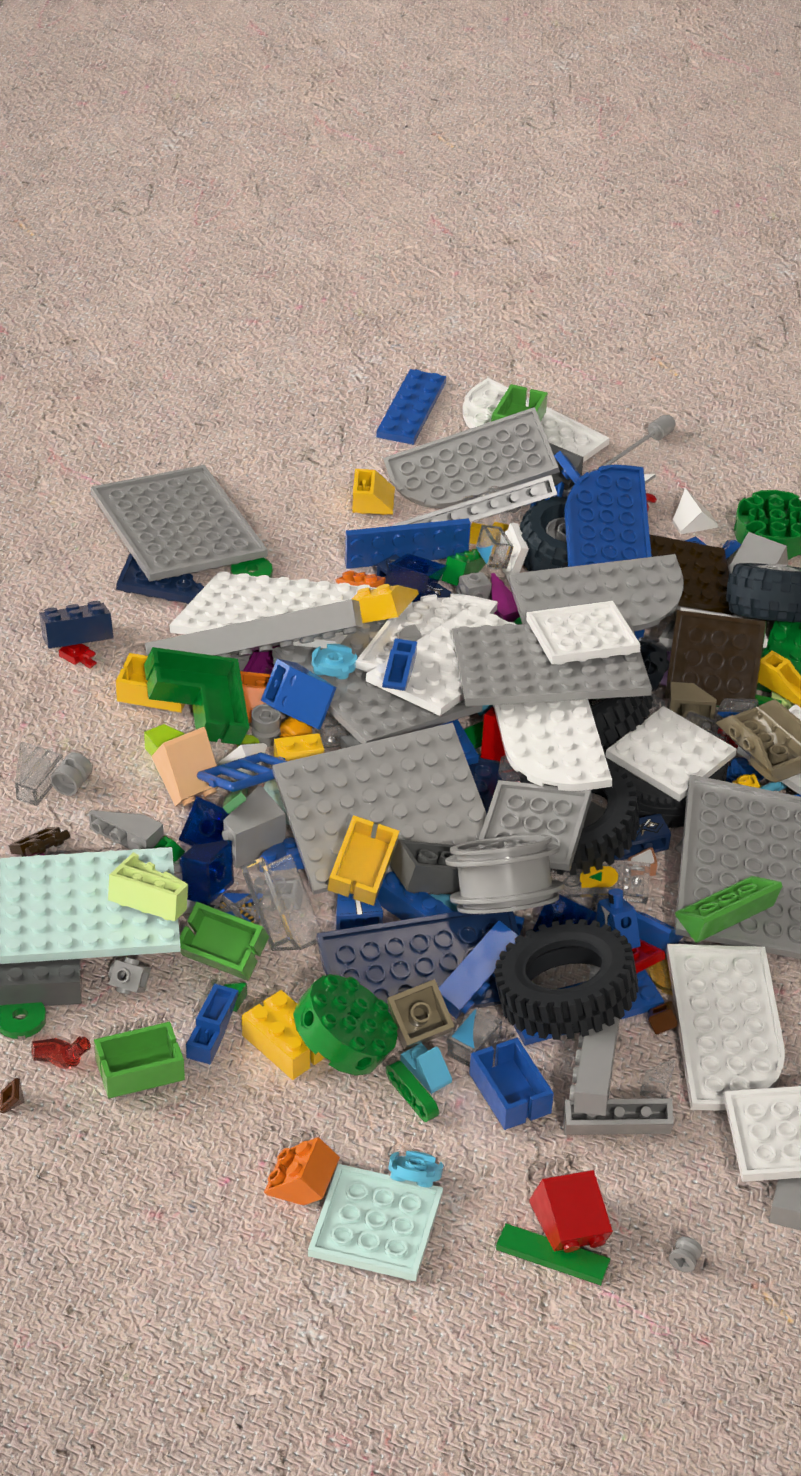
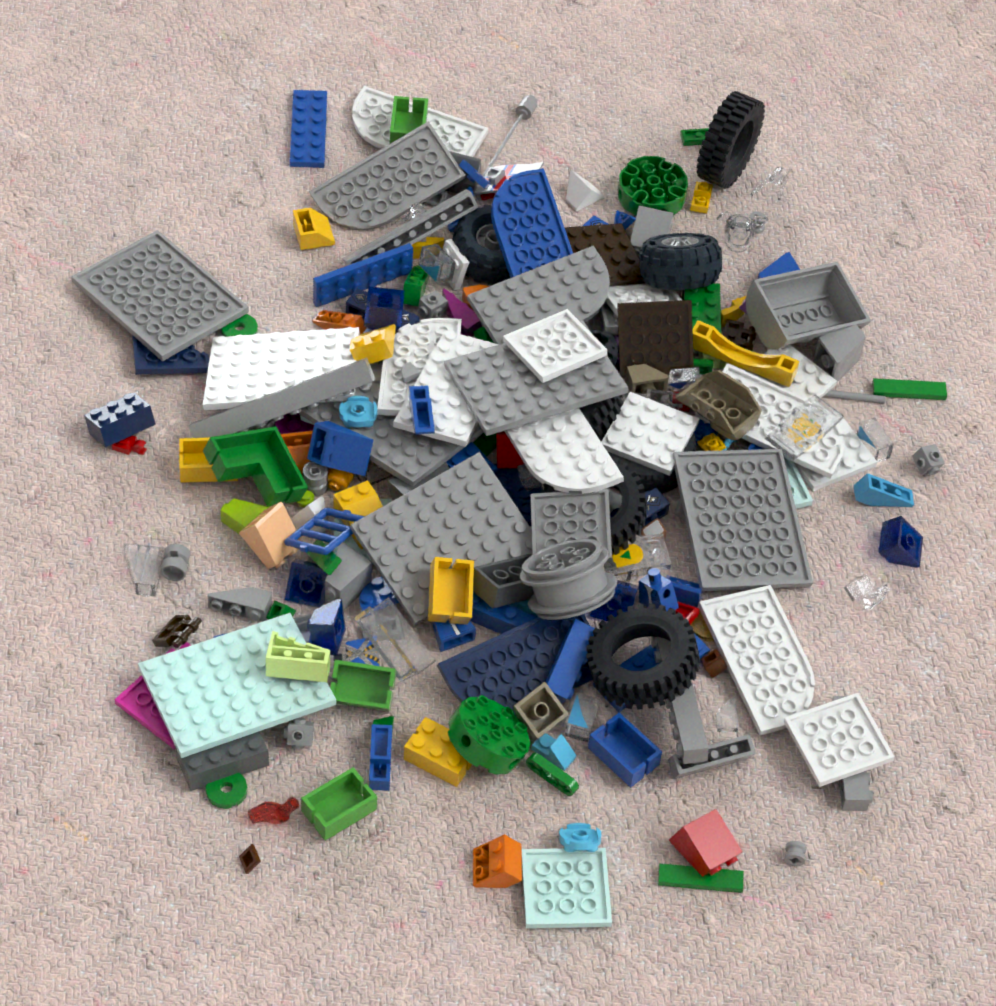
camera: 20 degrees left, 10 degrees up
(728, 907) = (735, 559): bright green slope -> none

